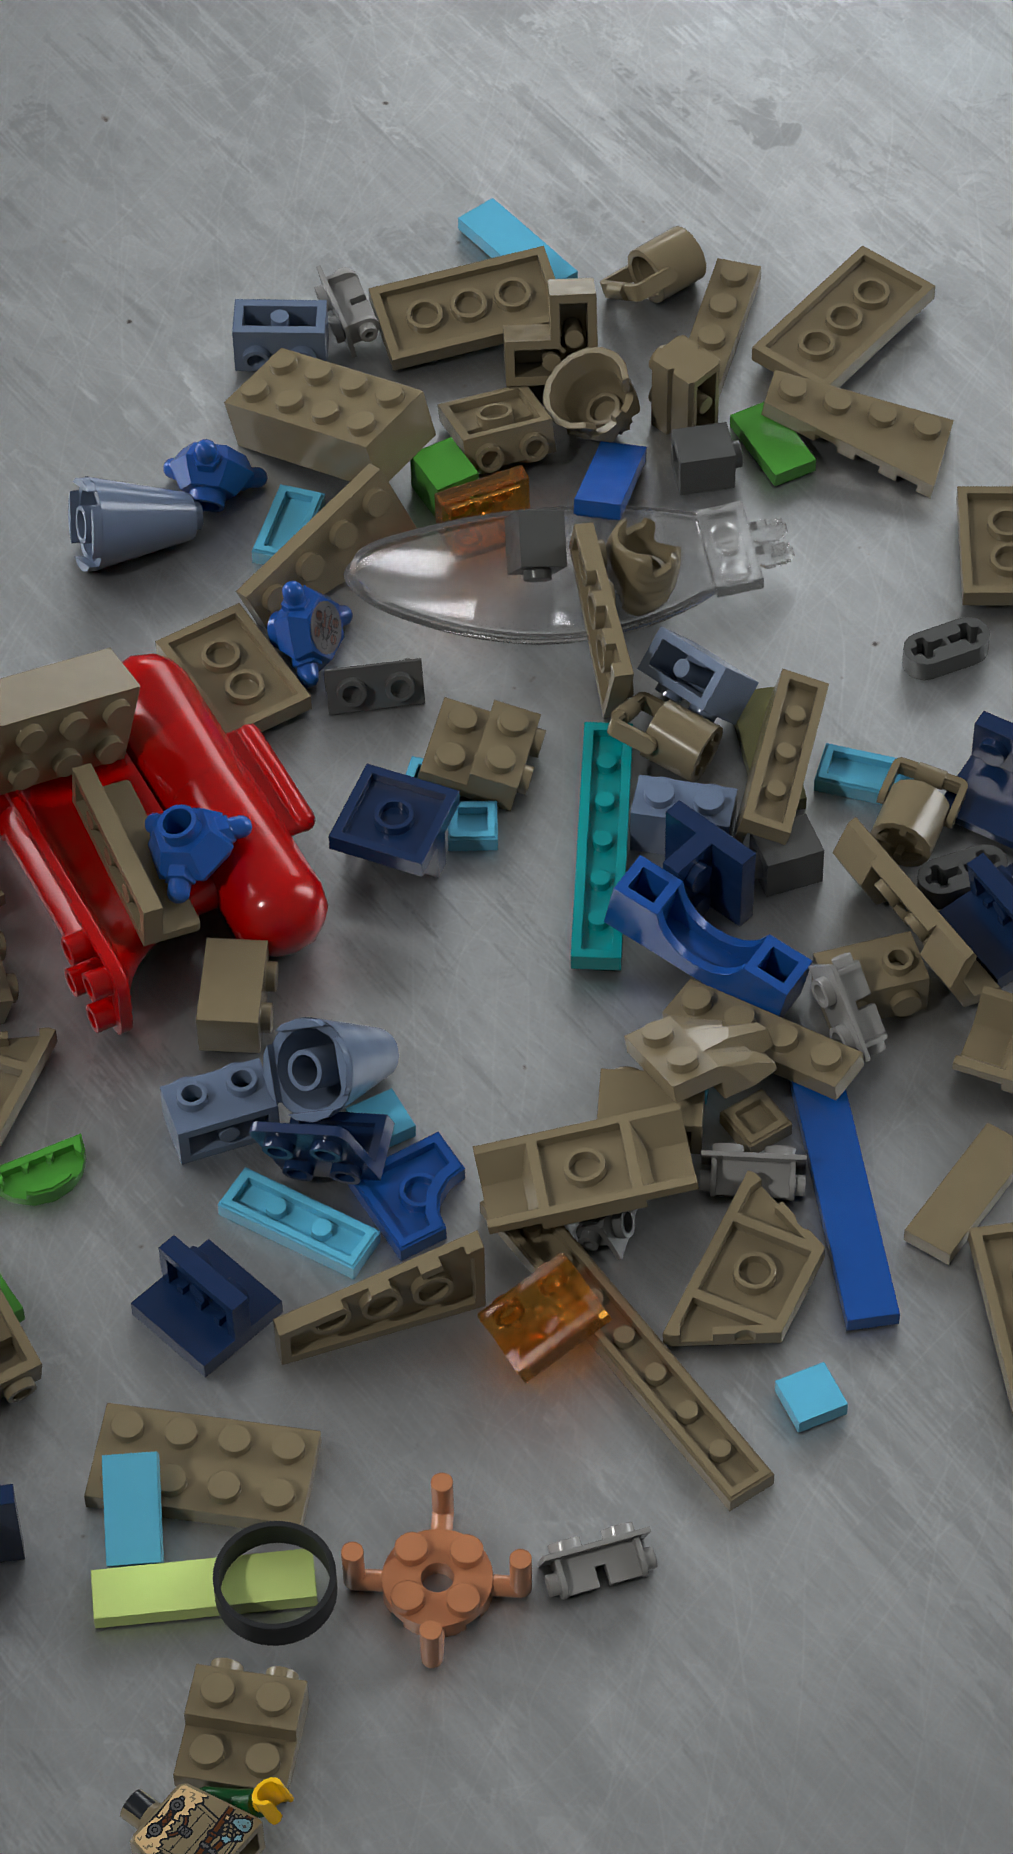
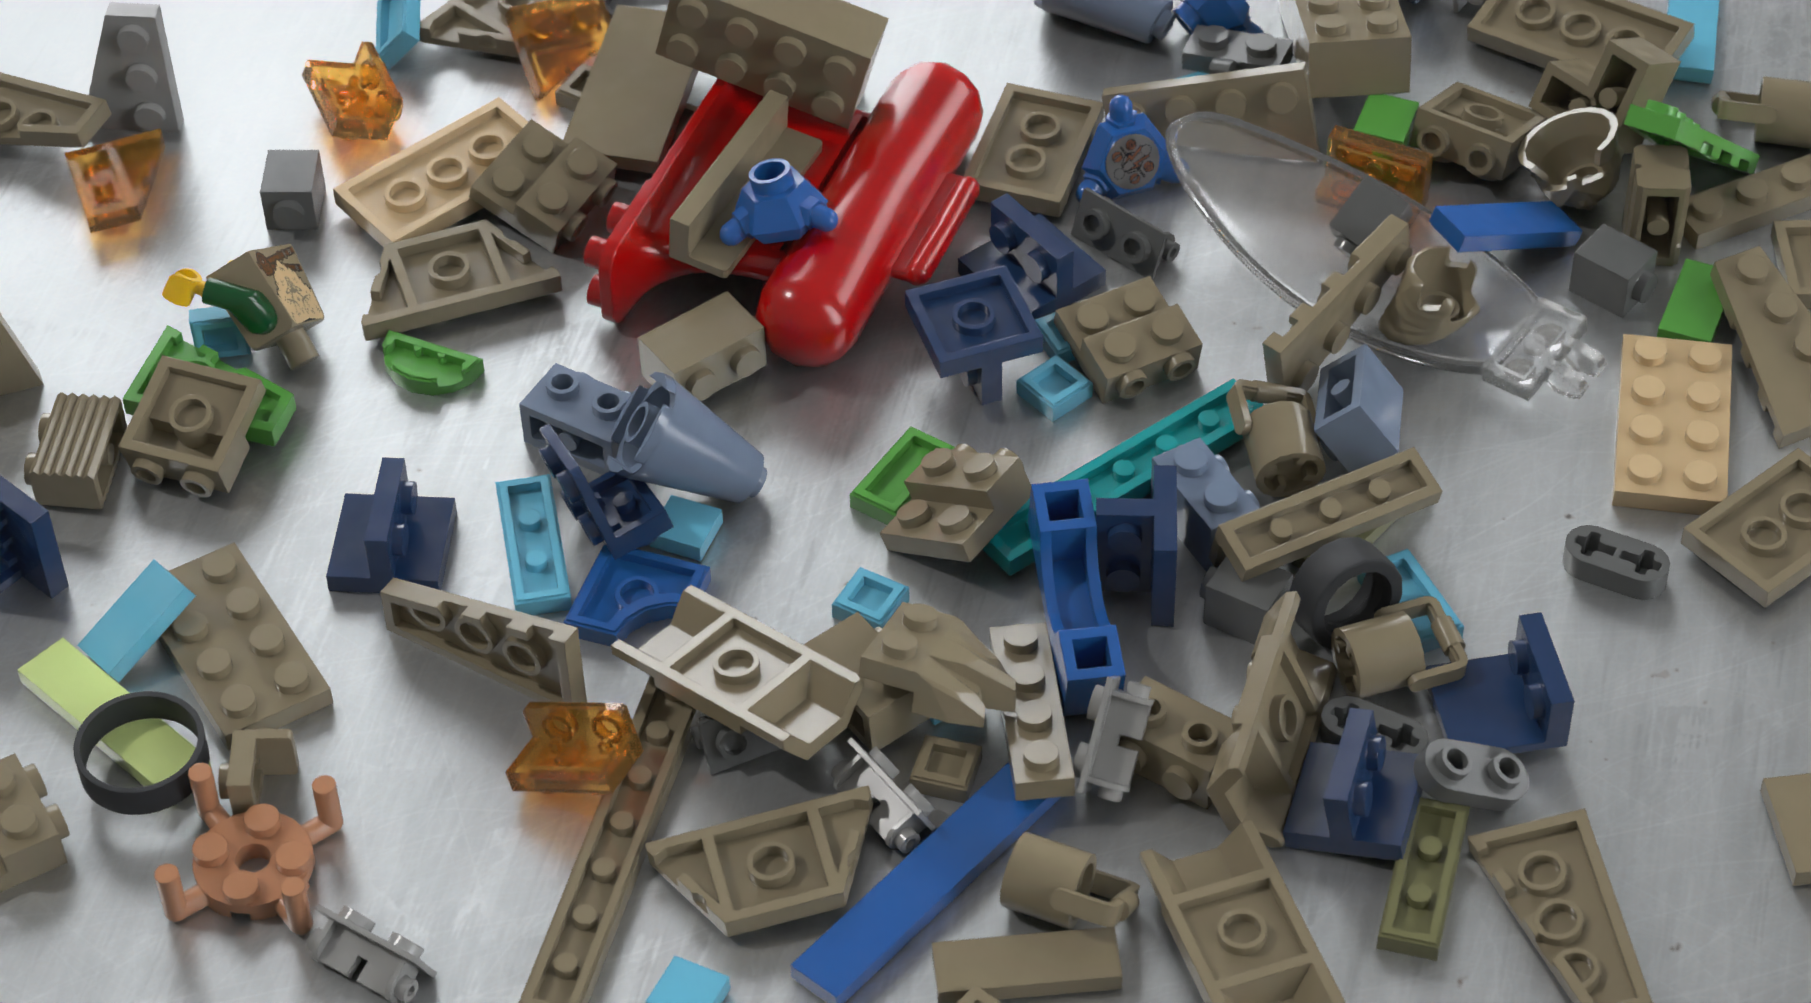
camera: 50 degrees right, 5 degrees down
(278, 499) = (1222, 50): none -> dark grey plate
(336, 750) = (1039, 256): none -> dark blue bracket
(348, 1523) = (251, 757): none -> dark tan bracket
(465, 967) = (884, 488): none -> bright green tile
(541, 950) = (957, 503): none -> dark tan plate
(562, 1063) = (871, 596): none -> medium azure tile
(646, 330) = (1668, 126): none -> bright green wing
(849, 792) = (1329, 570): none -> black tyre
(860, 533) = (1672, 424): none -> tan plate
(932, 1125) = (1056, 881): none -> dark tan piece

